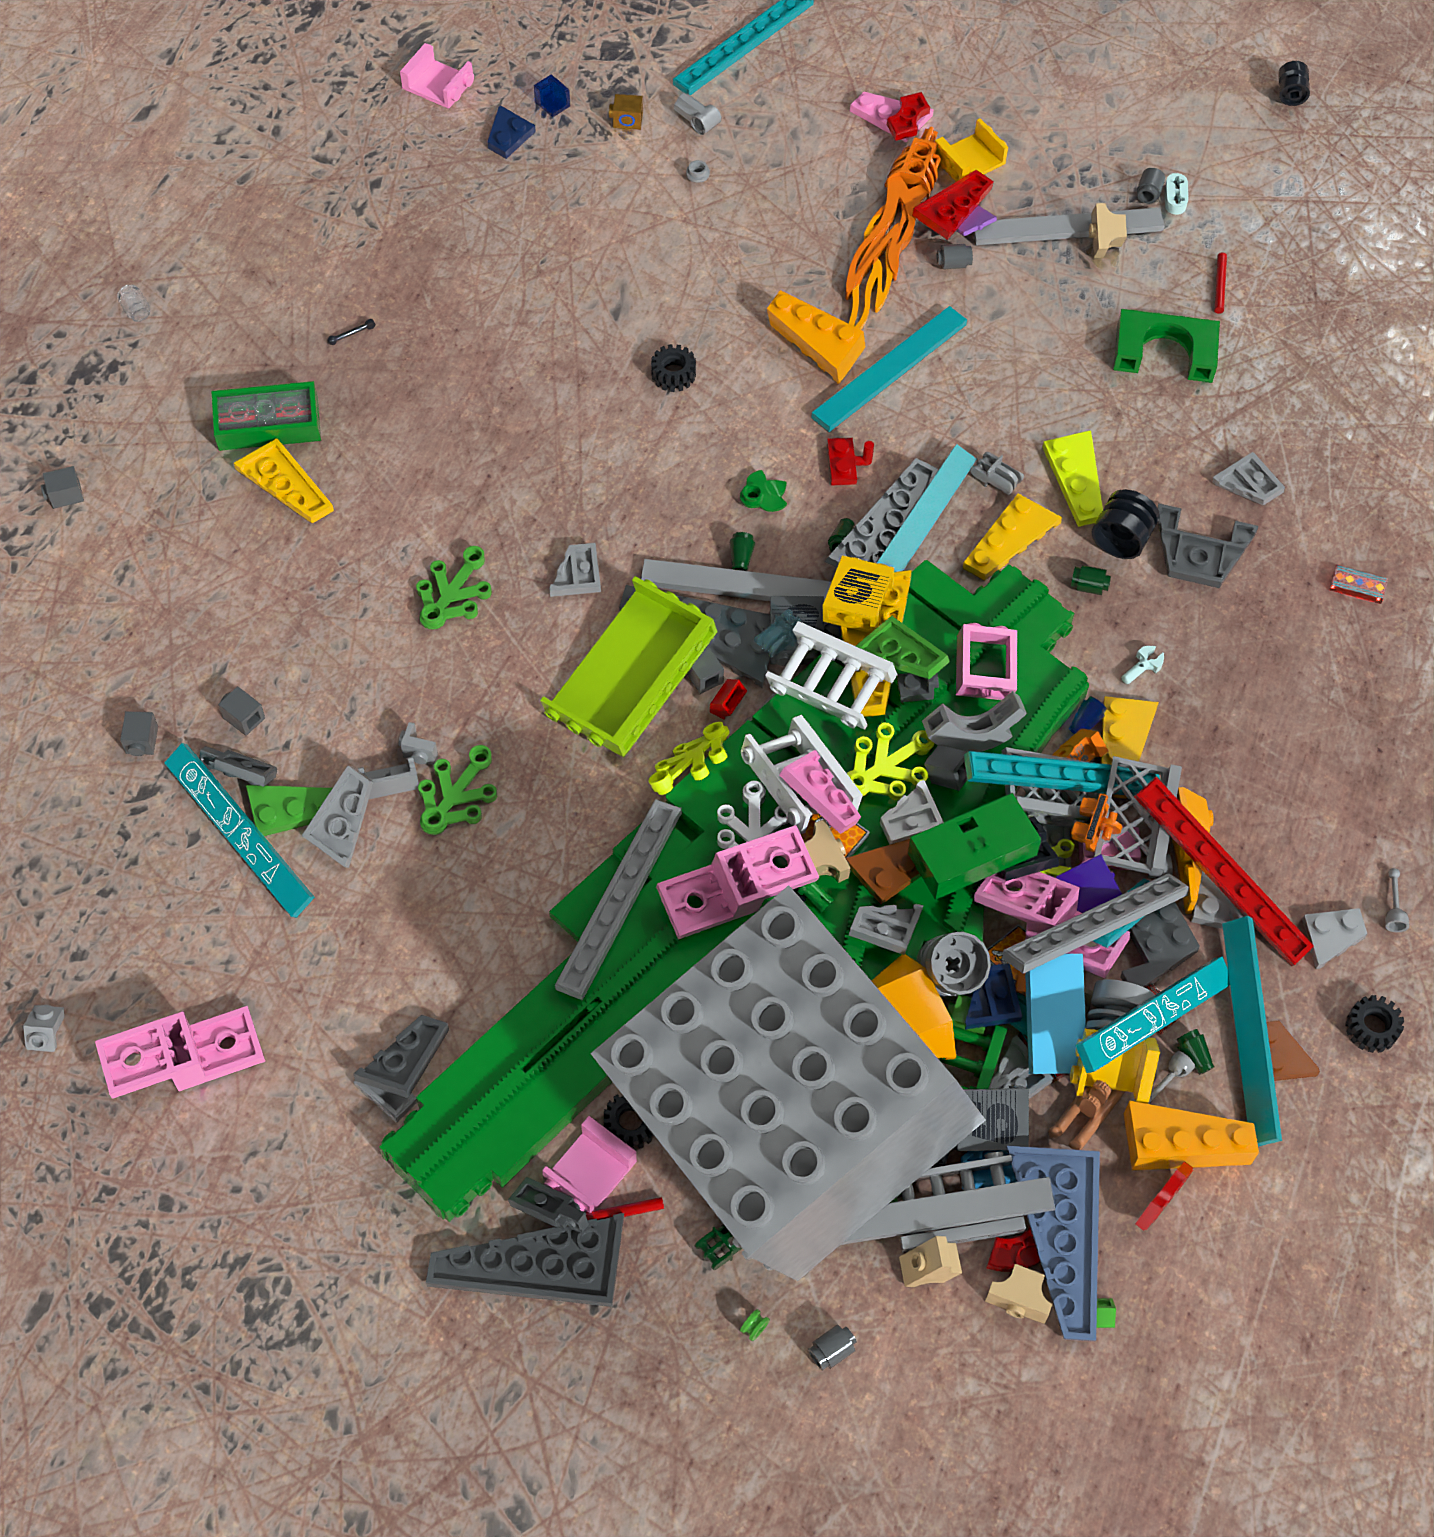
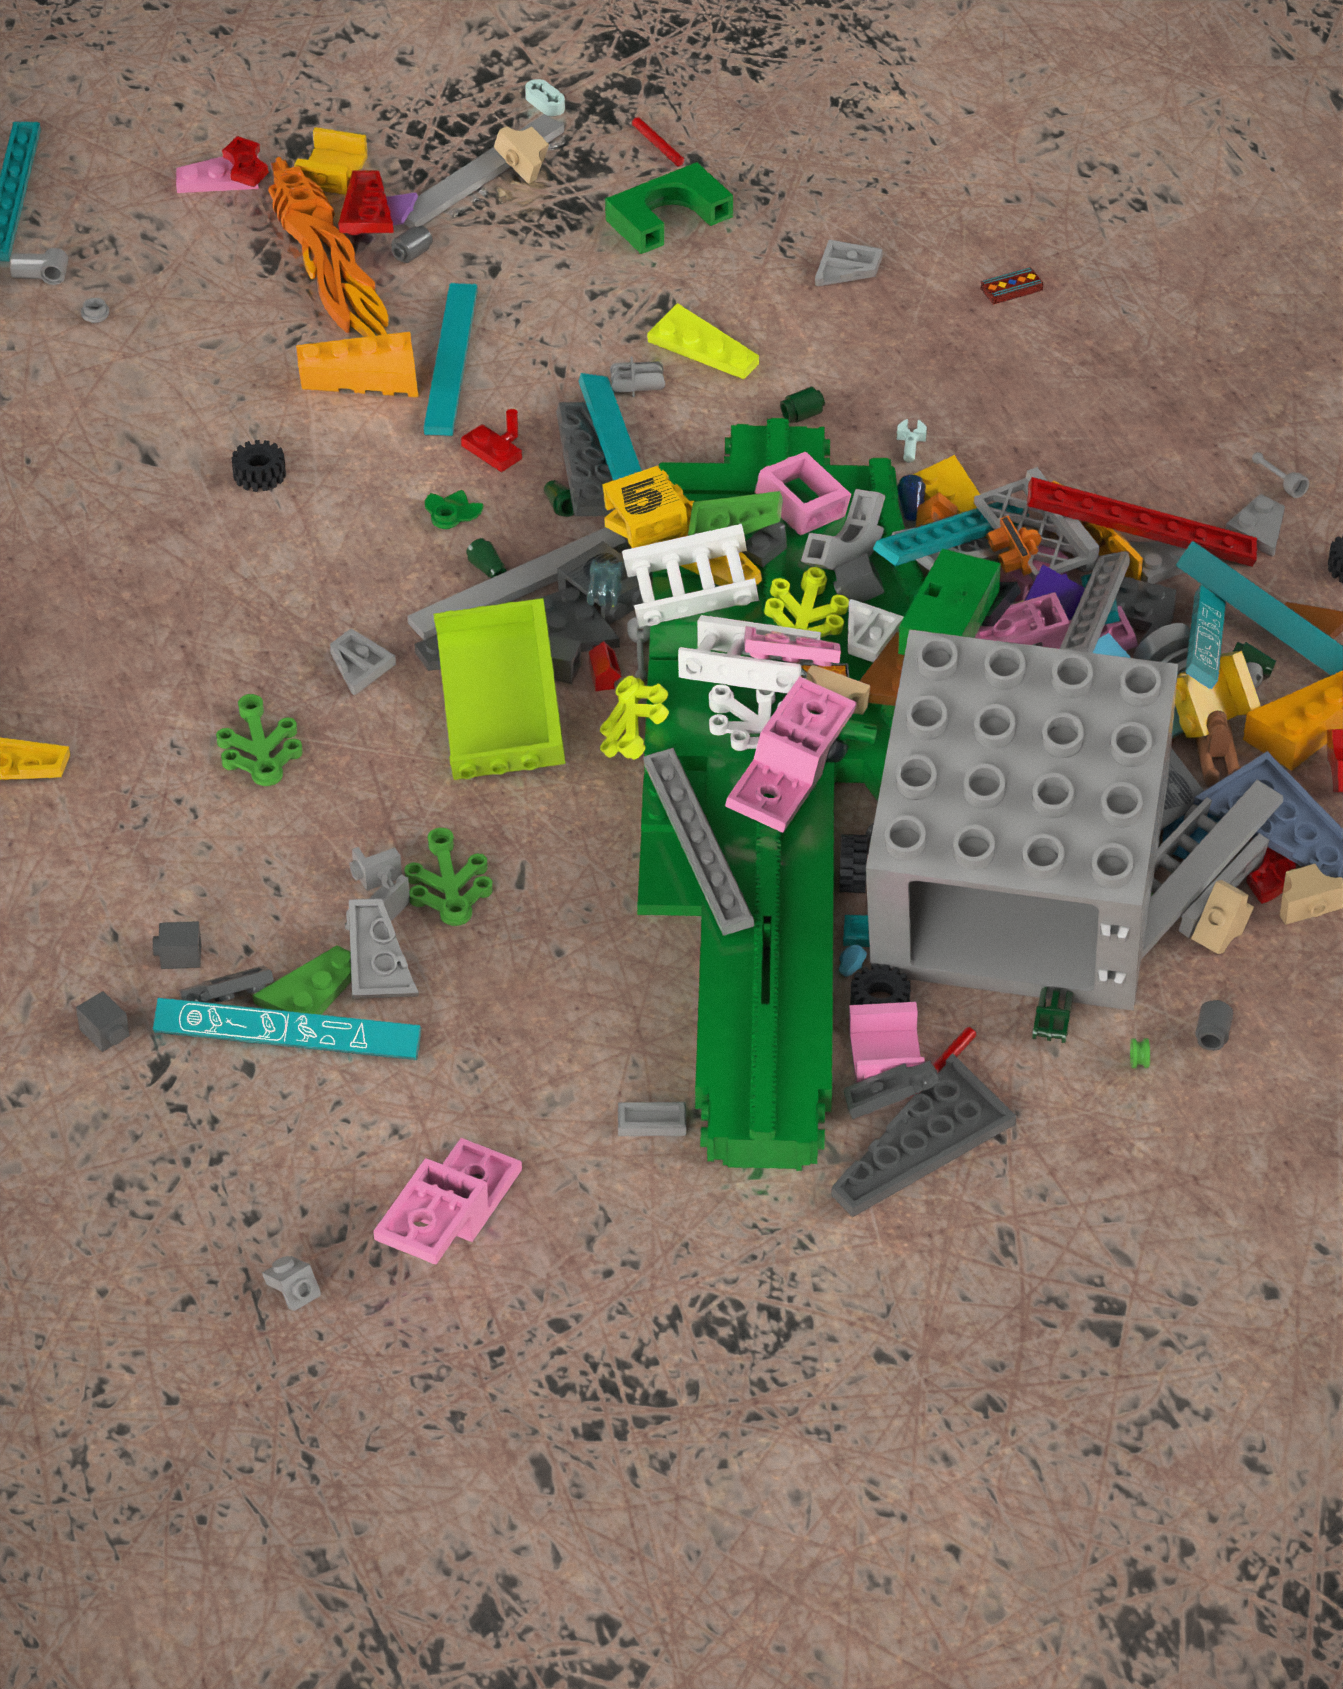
camera: 40 degrees left, 15 degrees down
(405, 1061) = (645, 1078): dark grey wing -> none
(1010, 535) = (698, 415): yellow wing -> none
(1125, 524) = (790, 345): black wheel -> none
(1150, 185) = (518, 101): dark grey brick -> none
(1197, 556) = (863, 340): dark grey wing -> none

